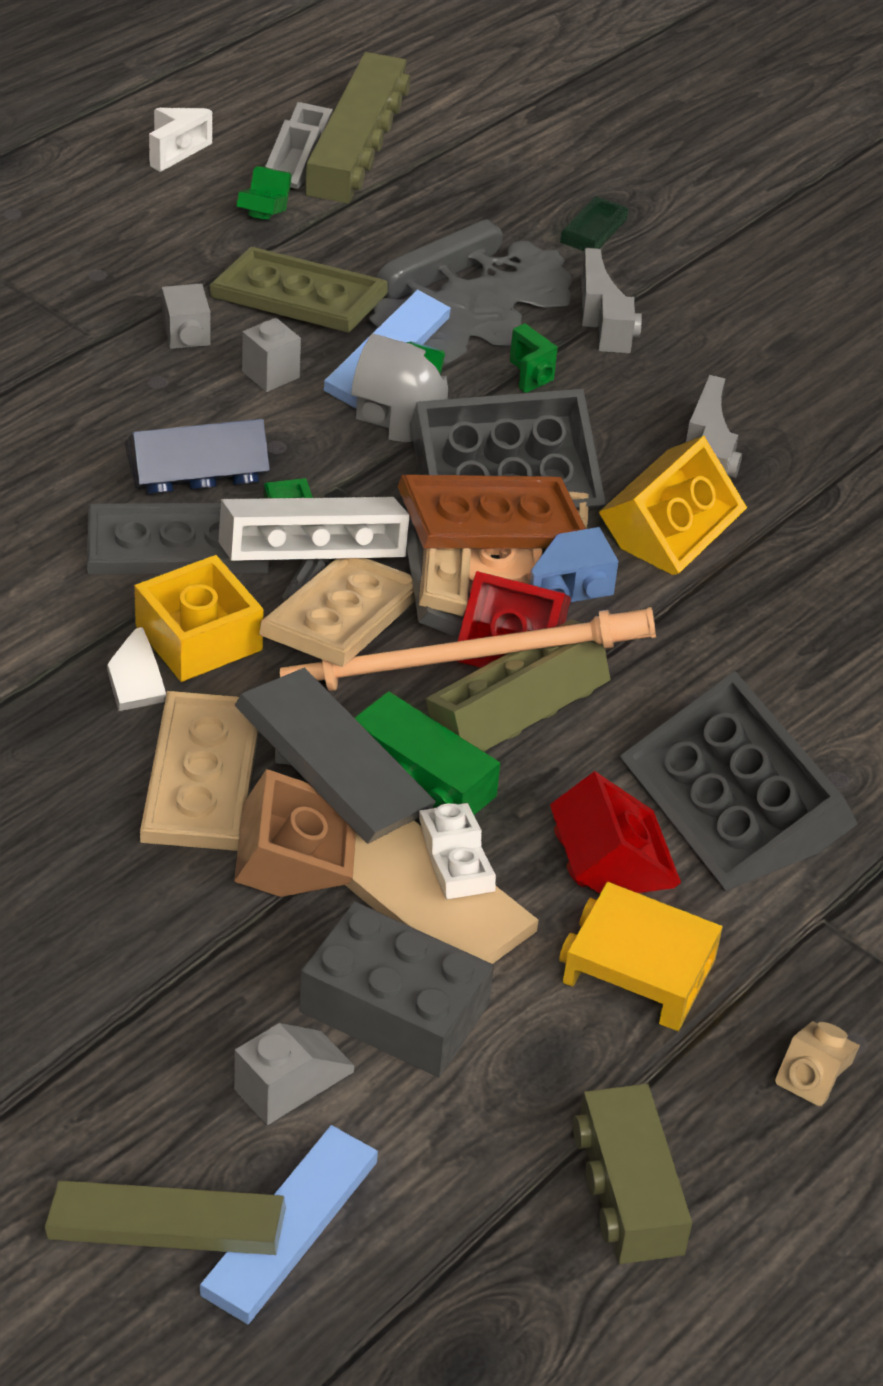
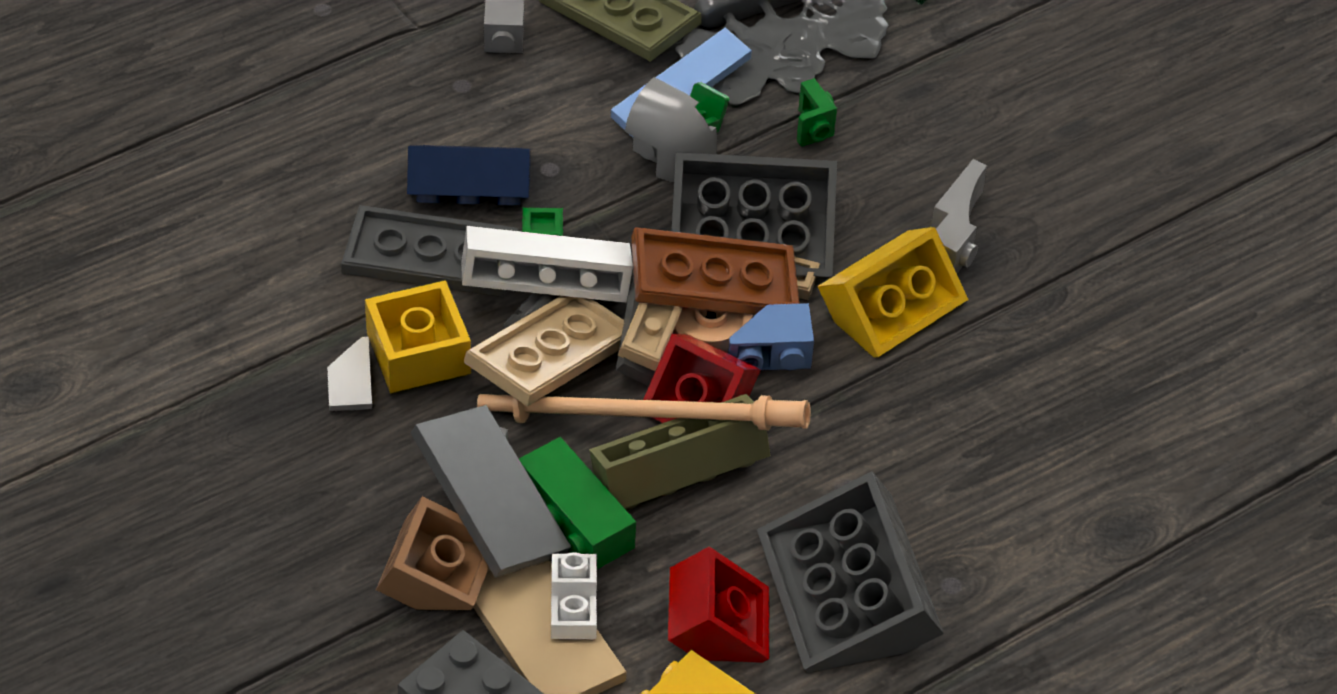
camera: 15 degrees right, 5 degrees up
(199, 773) = (376, 483): tan tile -> none
(271, 354) = (569, 75): light grey brick -> none
(607, 306) = (905, 67): light grey slope -> none

